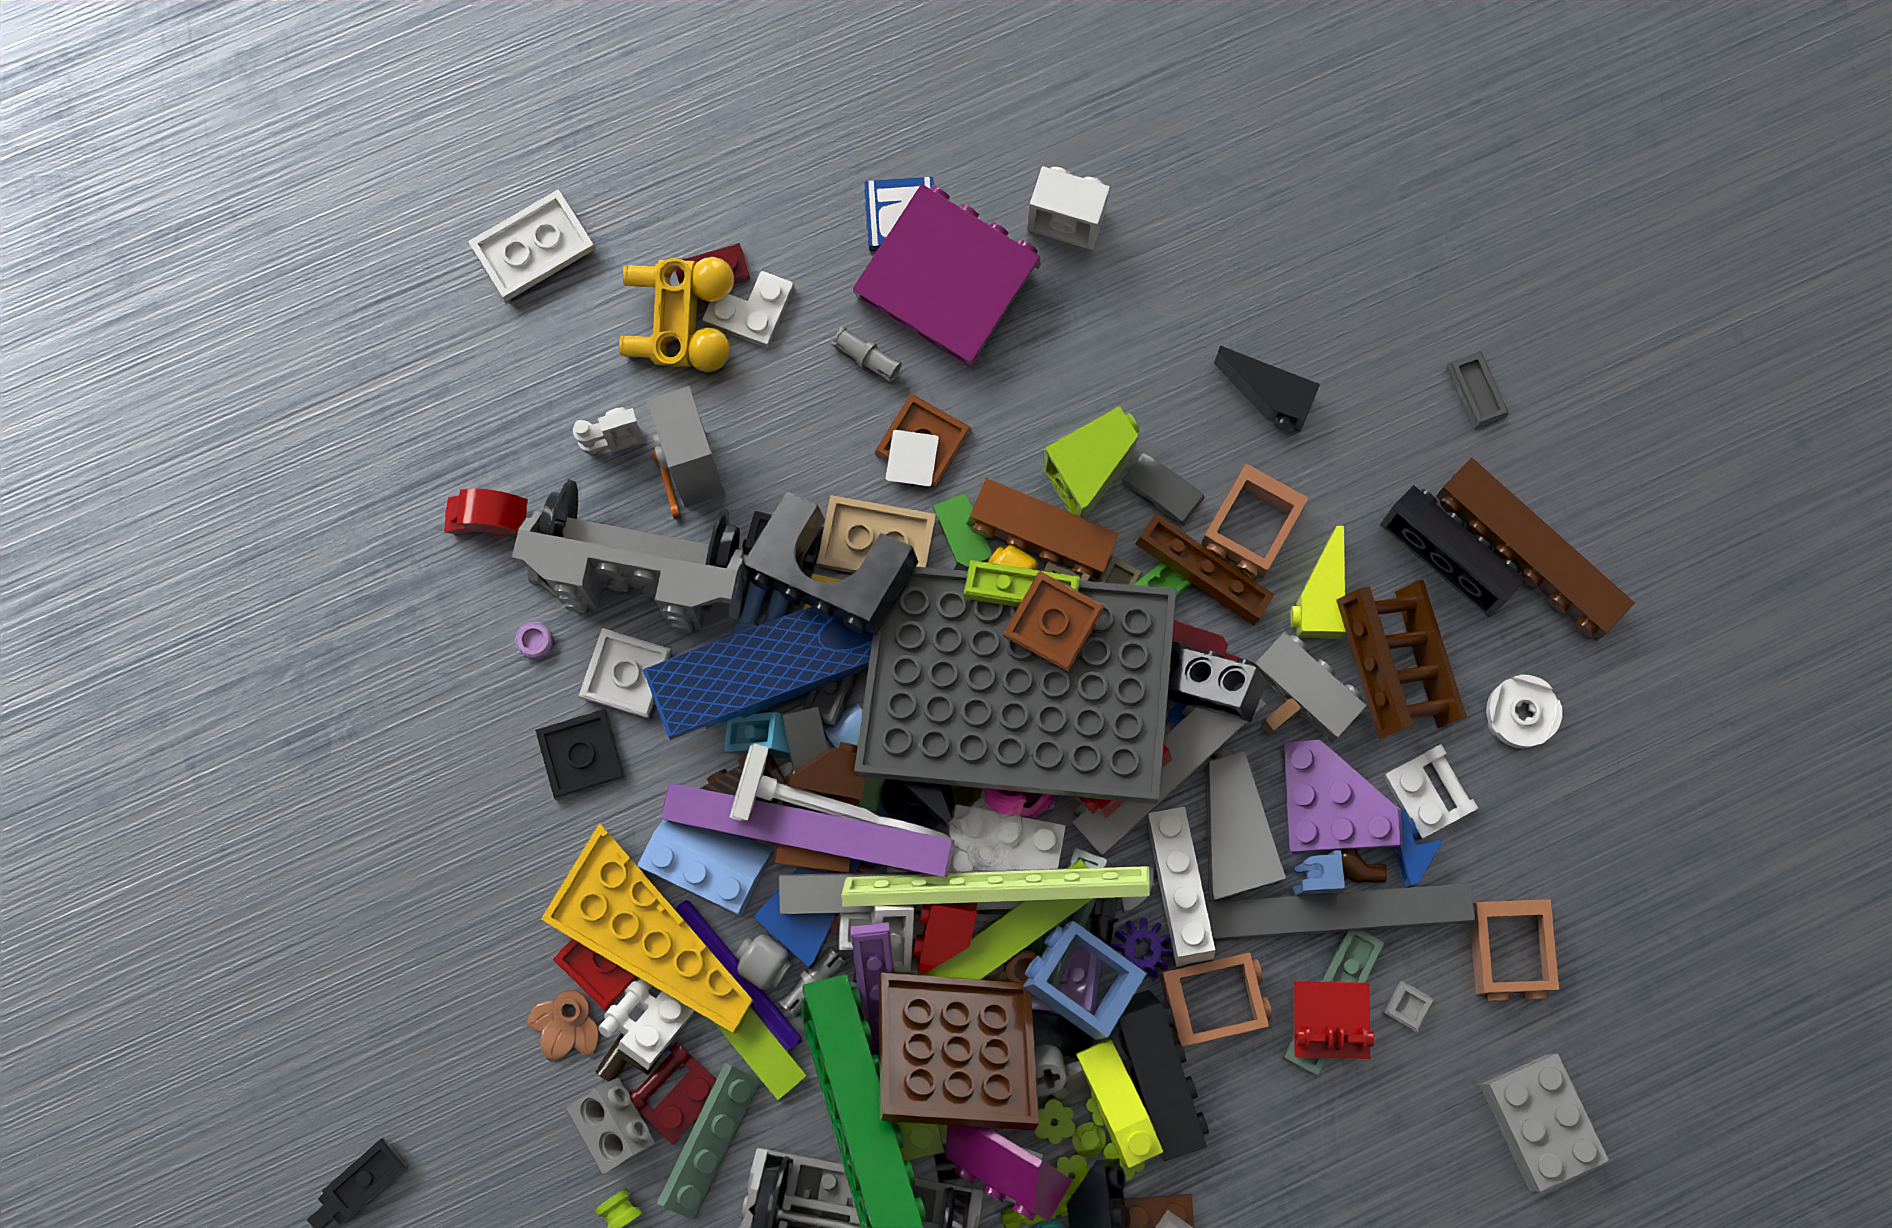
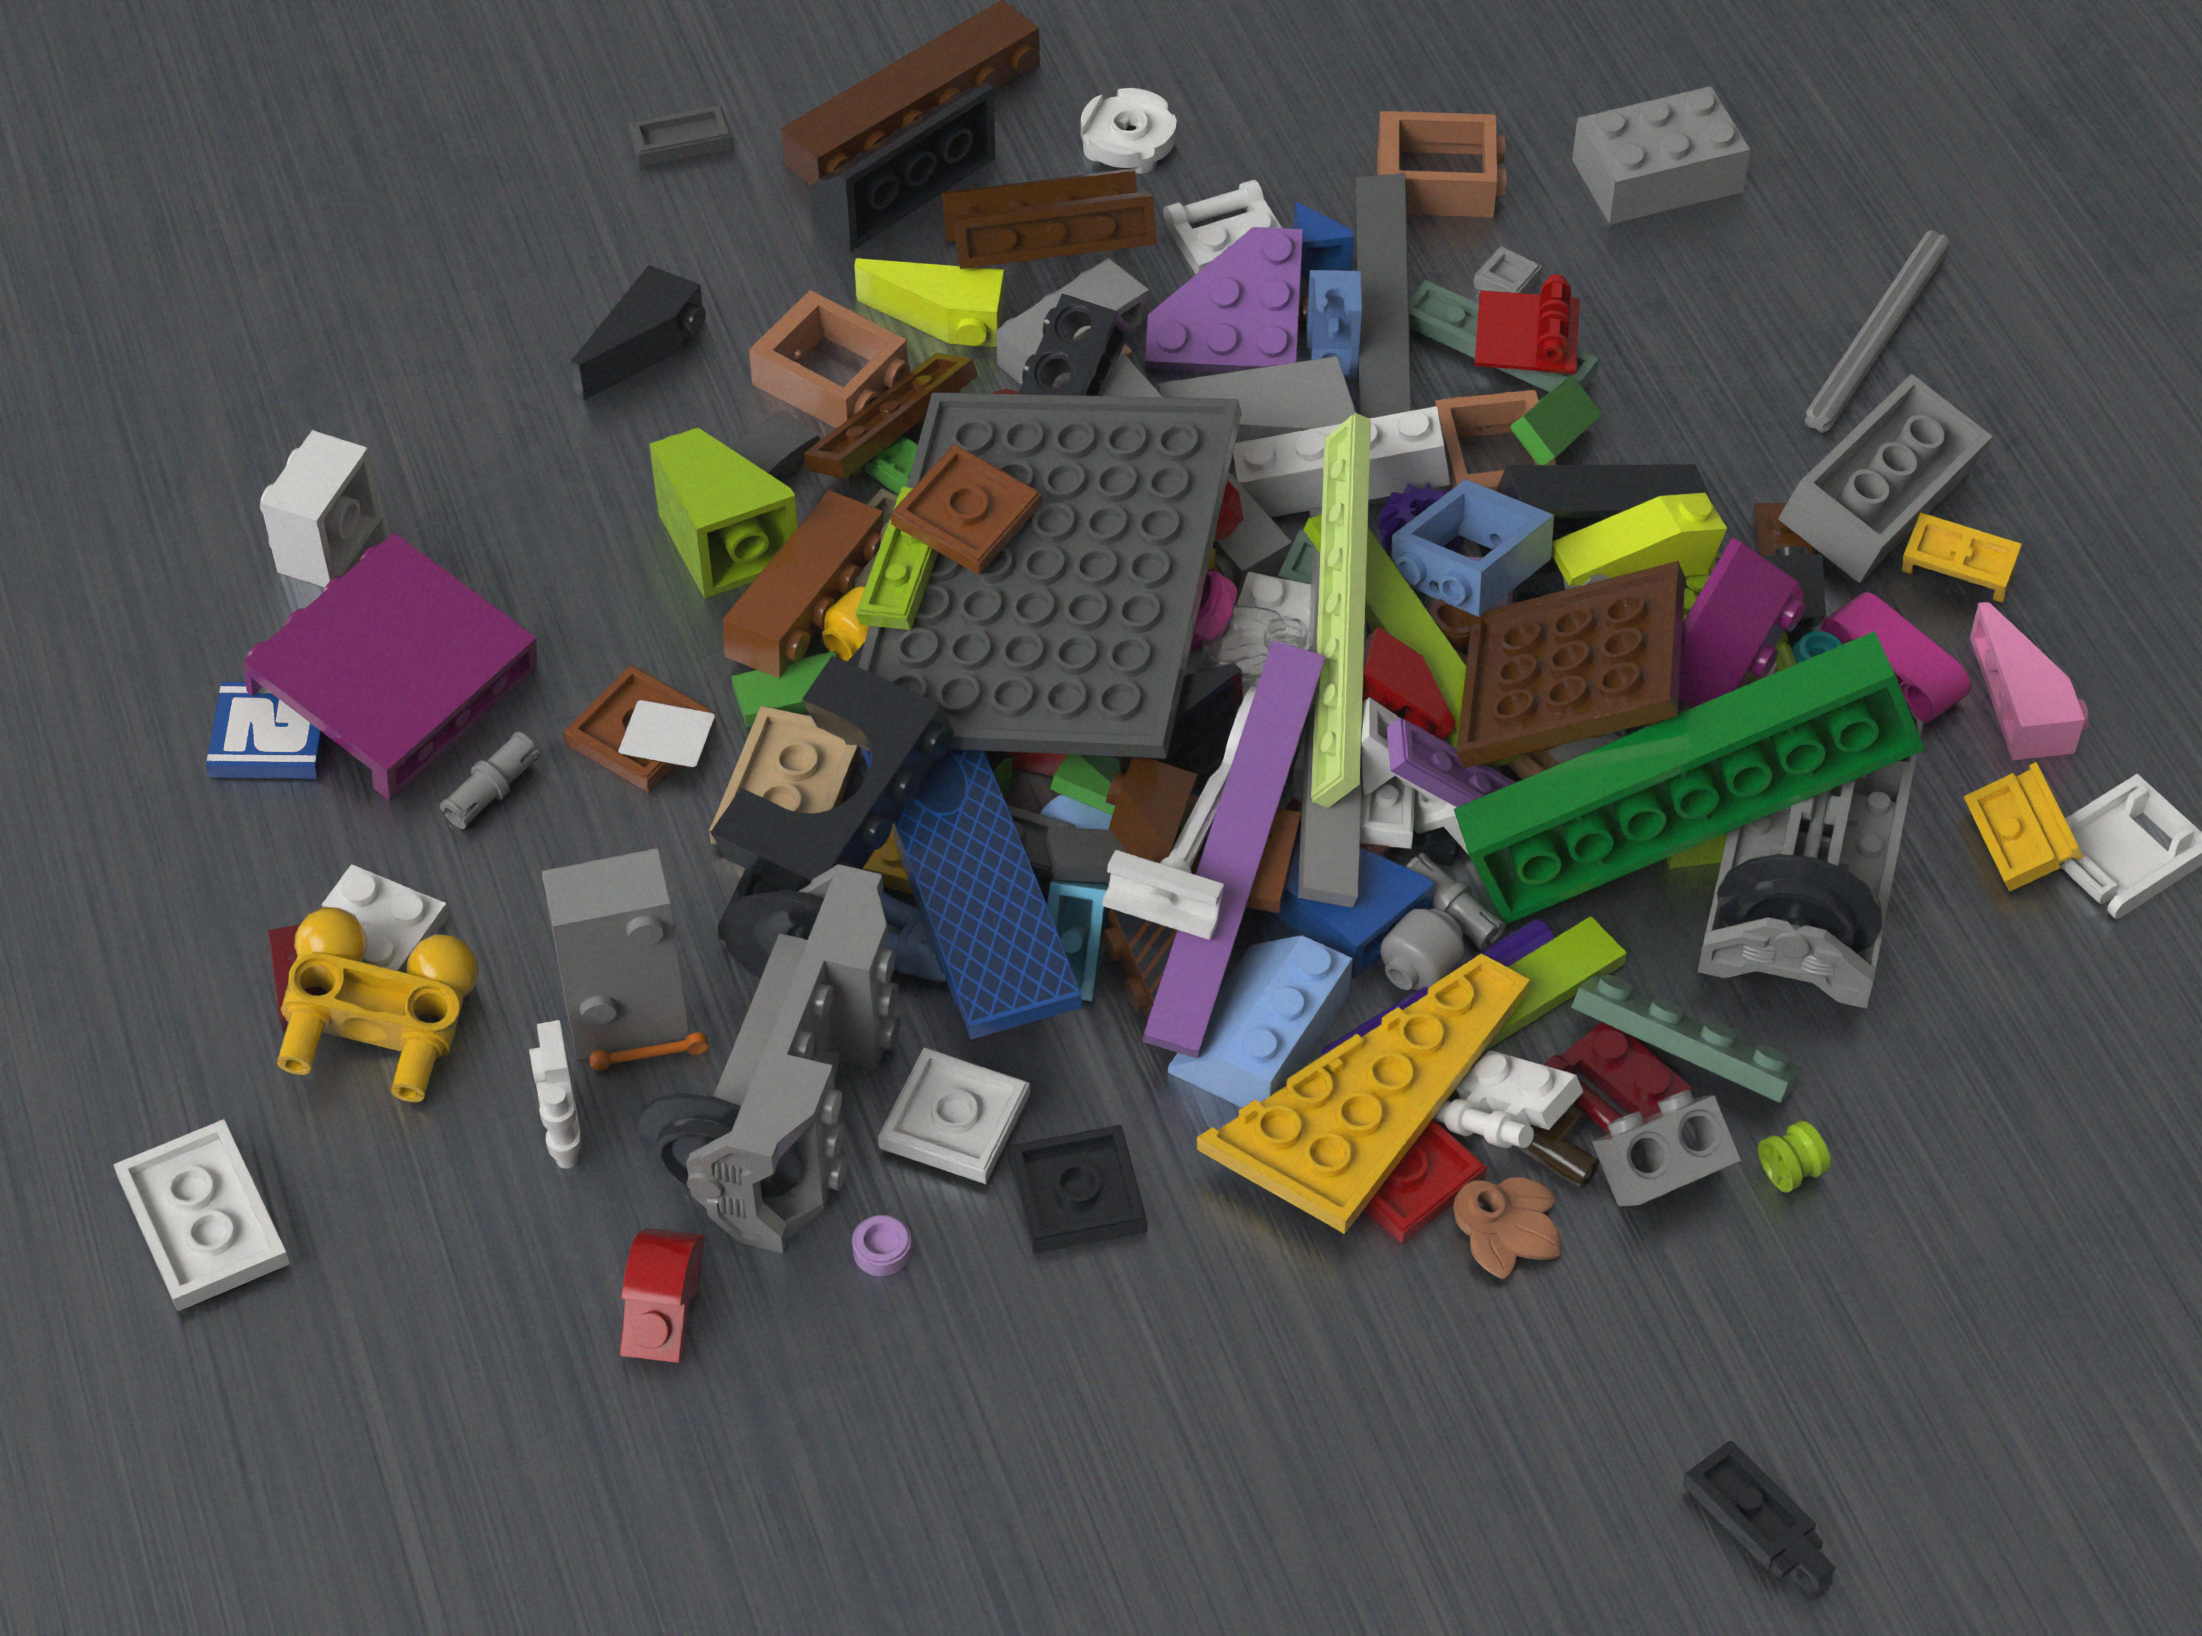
camera: 85 degrees left, 25 degrees down
(1234, 1042) = (1555, 421): none -> bright green tile

